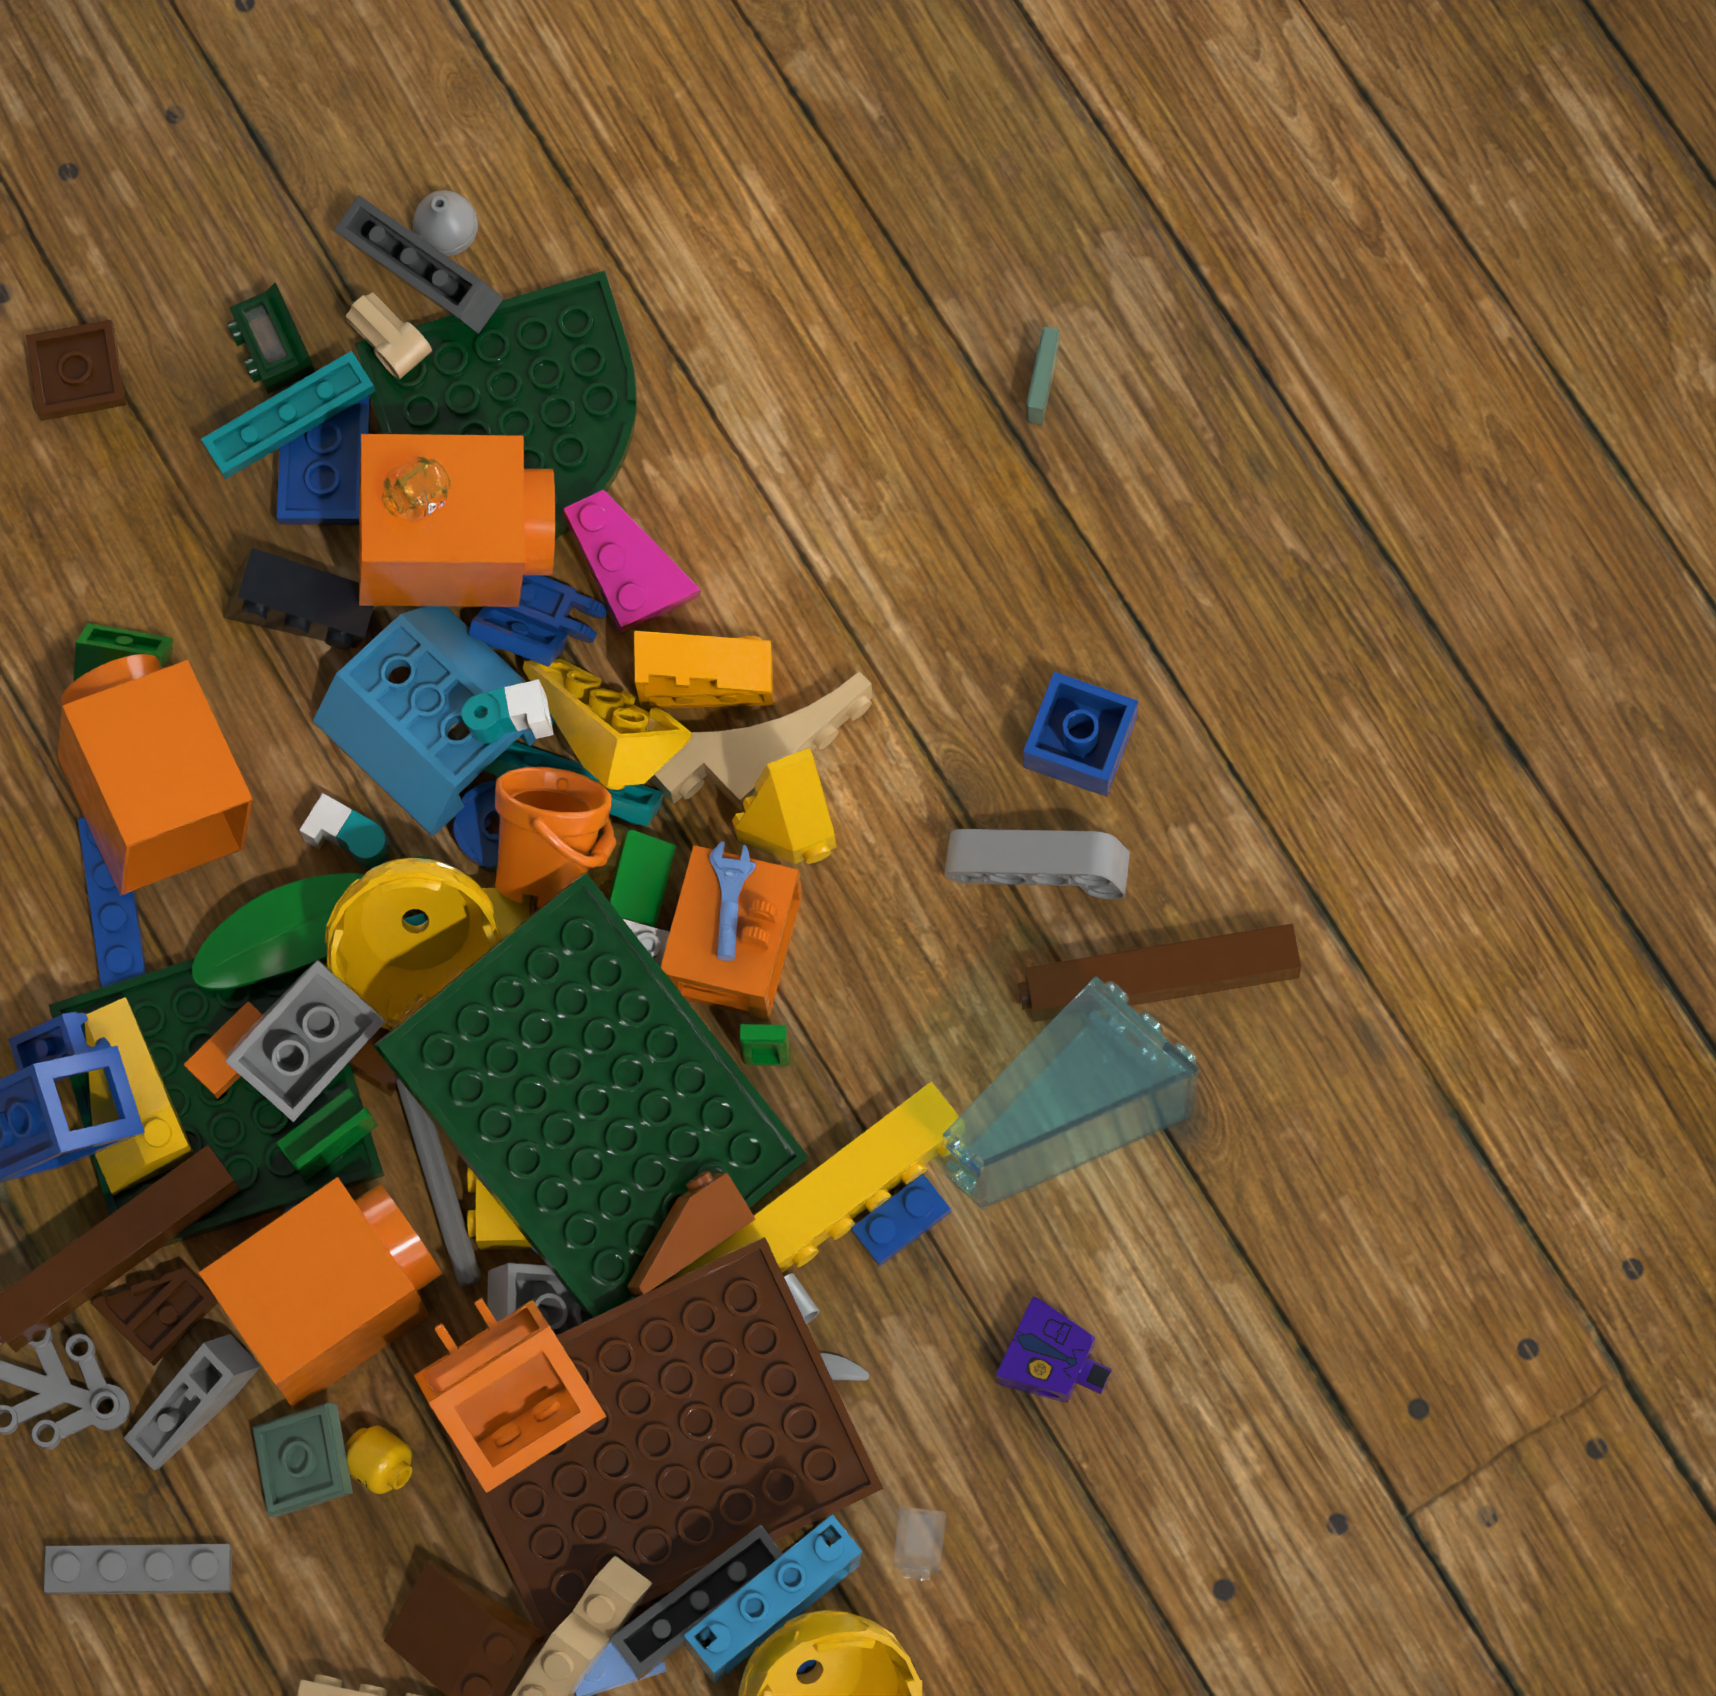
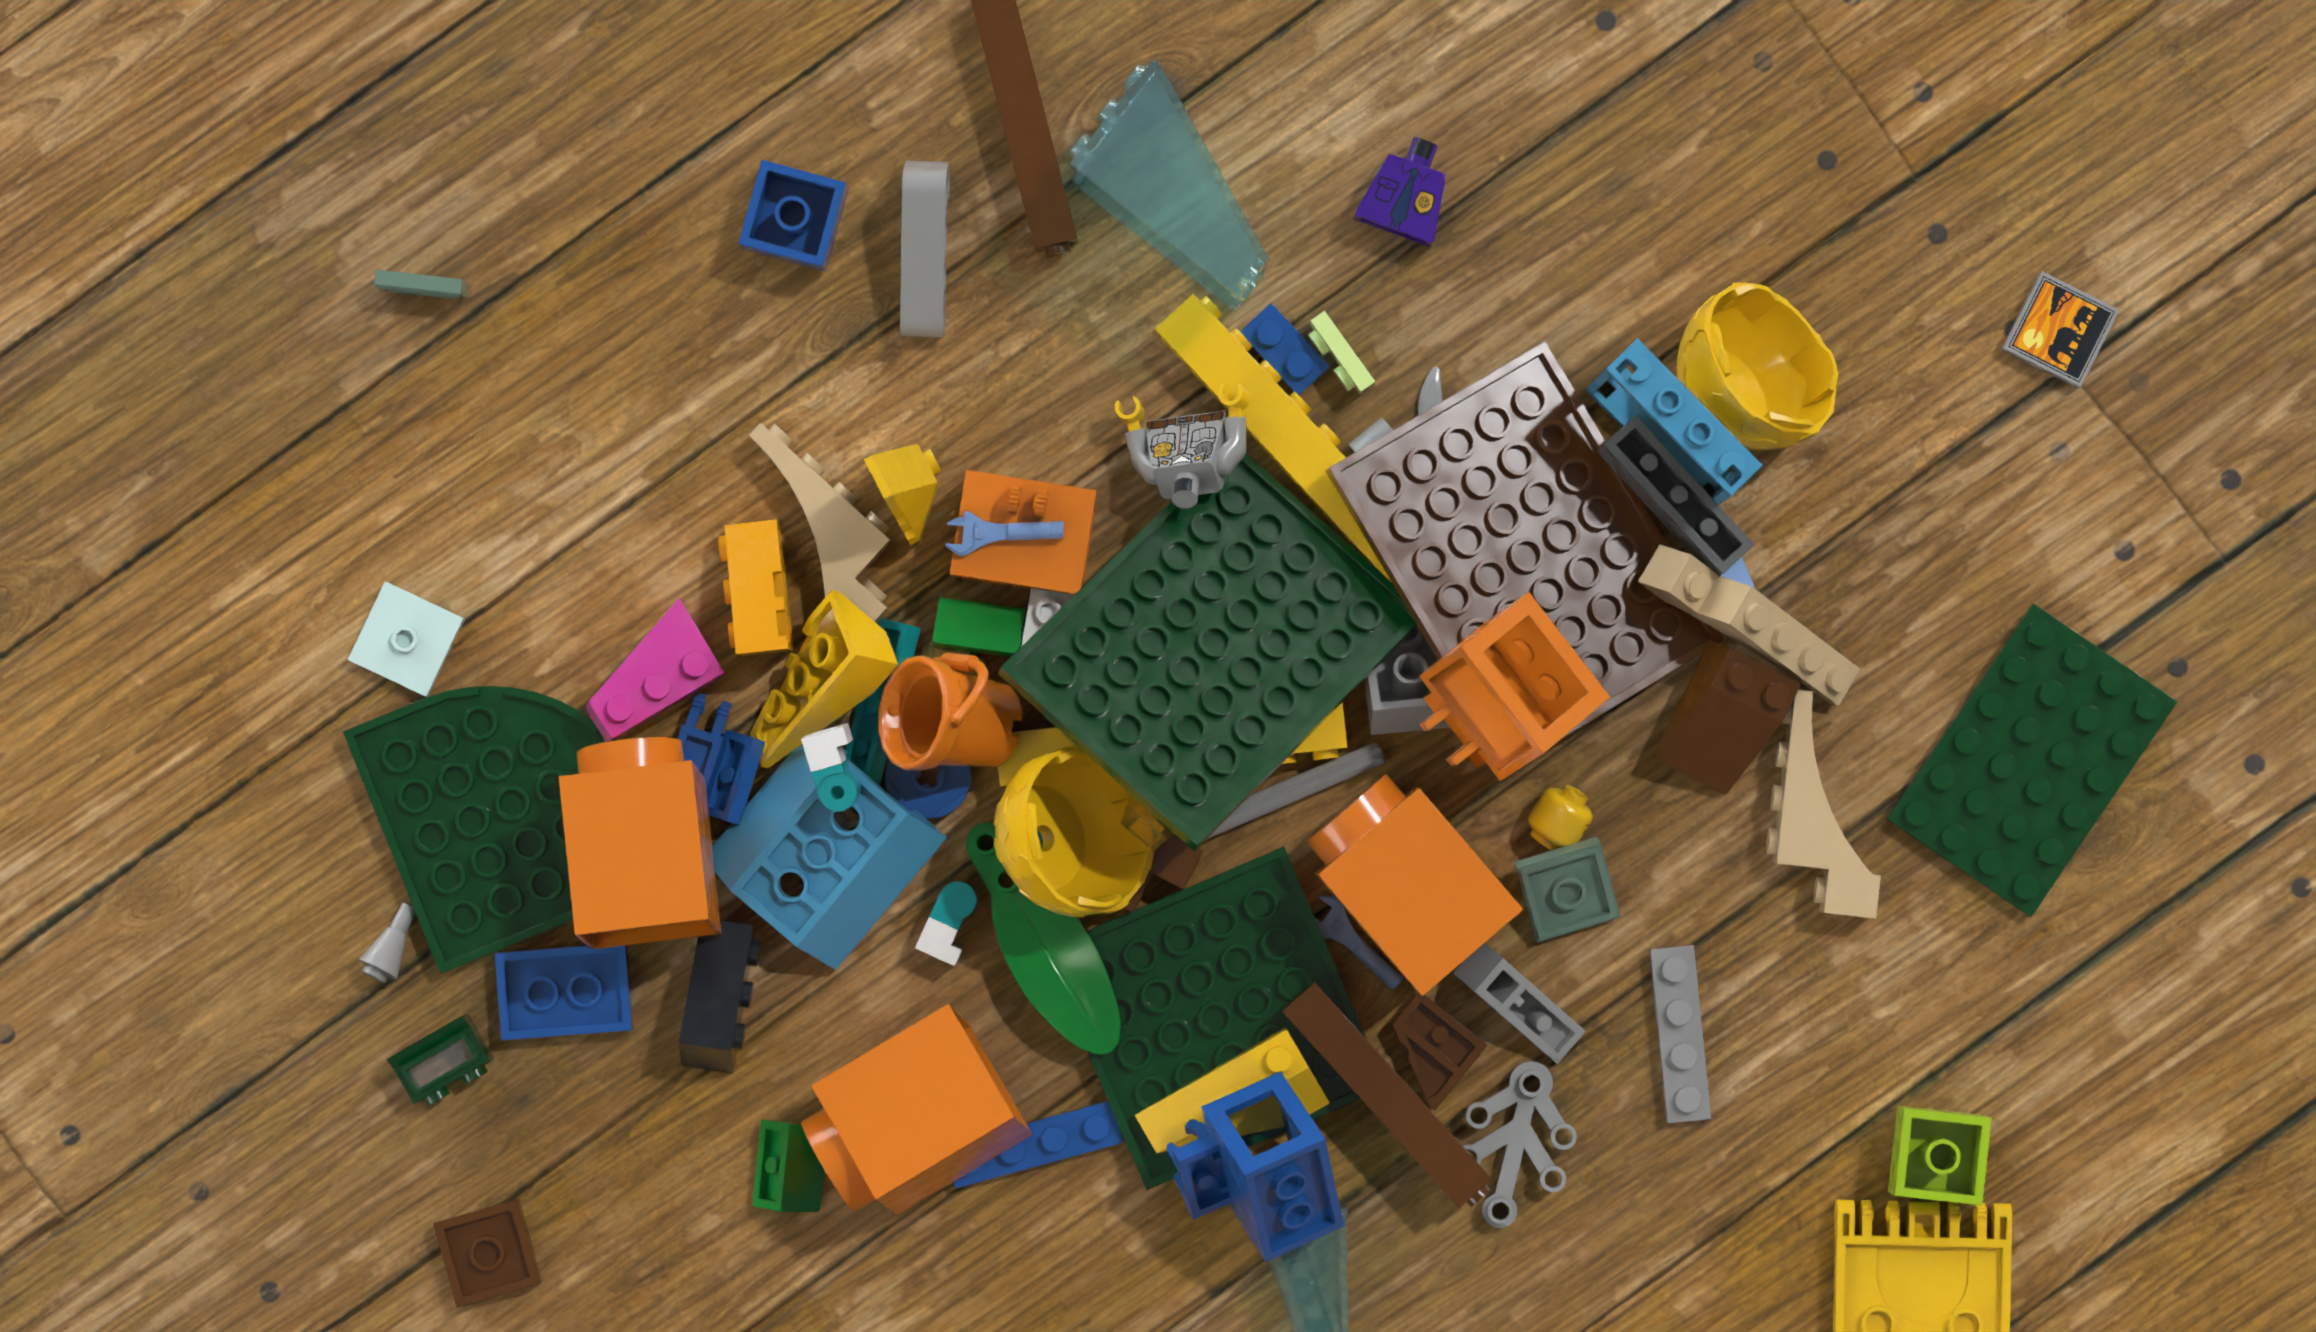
camera: 100 degrees left, 15 degrees up
(209, 1062) = (1178, 1004): orange tile -> none
(288, 415) = (526, 1029): teal plate -> none
(304, 1040) = (1177, 930): light grey slope -> none
(327, 1134) = (1254, 903): green panel -> none
(391, 297) = (386, 952): none -> light grey cone
(395, 343) = (440, 931): tan piece -> none
(415, 488) = (633, 871): clear yellow head -> none
(418, 264) = (355, 917): dark grey brick -> none
(446, 222) = (300, 900): light grey helmet -> none
(691, 340) = (406, 639): none -> light aqua plate
(693, 1227) = (1322, 538): dark orange slope -> none
(765, 1045) = (1133, 490): green tile -> none
(799, 1102) = (1188, 452): none -> light grey torso
(874, 1283) = (1350, 368): none -> yellowish green plate
(919, 1542) = (1592, 302): clear brick -> none

